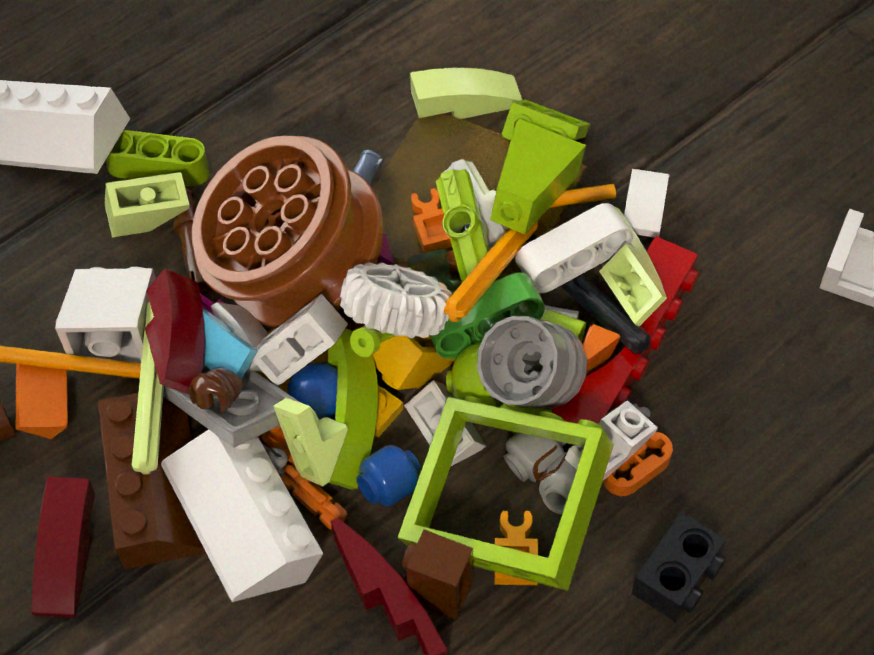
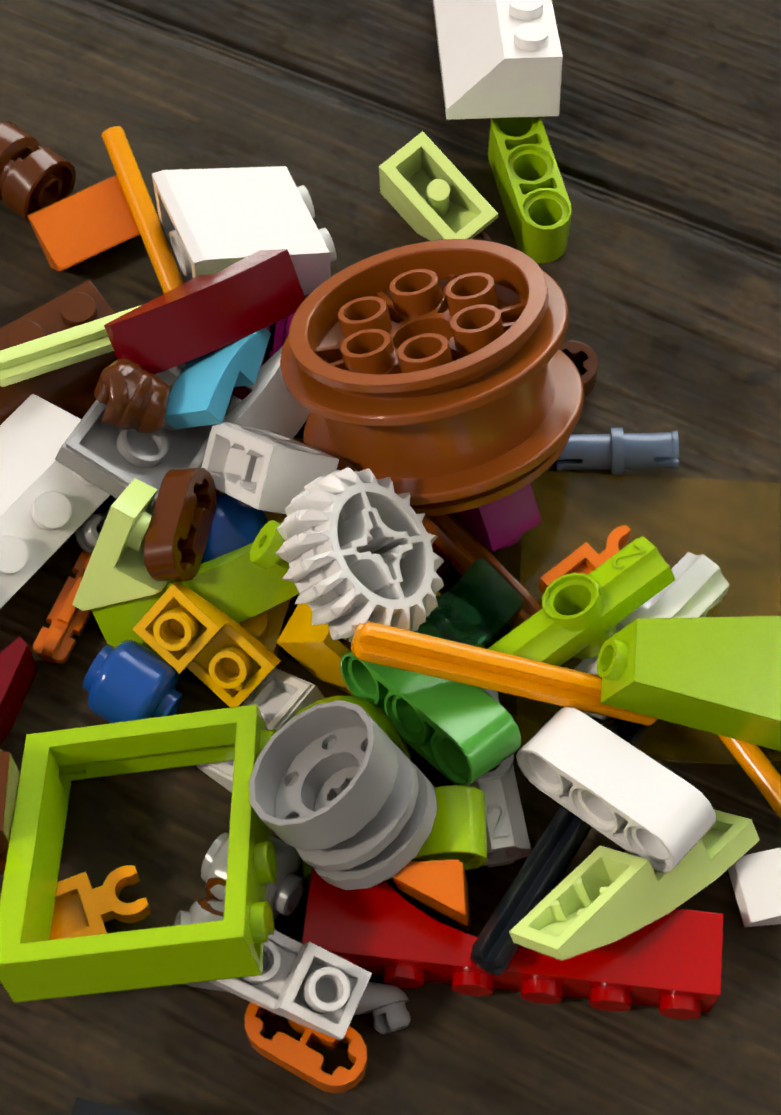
camera: 65 degrees right, 5 degrees up
(313, 396) = (180, 524): none -> reddish brown beam
(385, 423) = (207, 642): none -> yellow slope

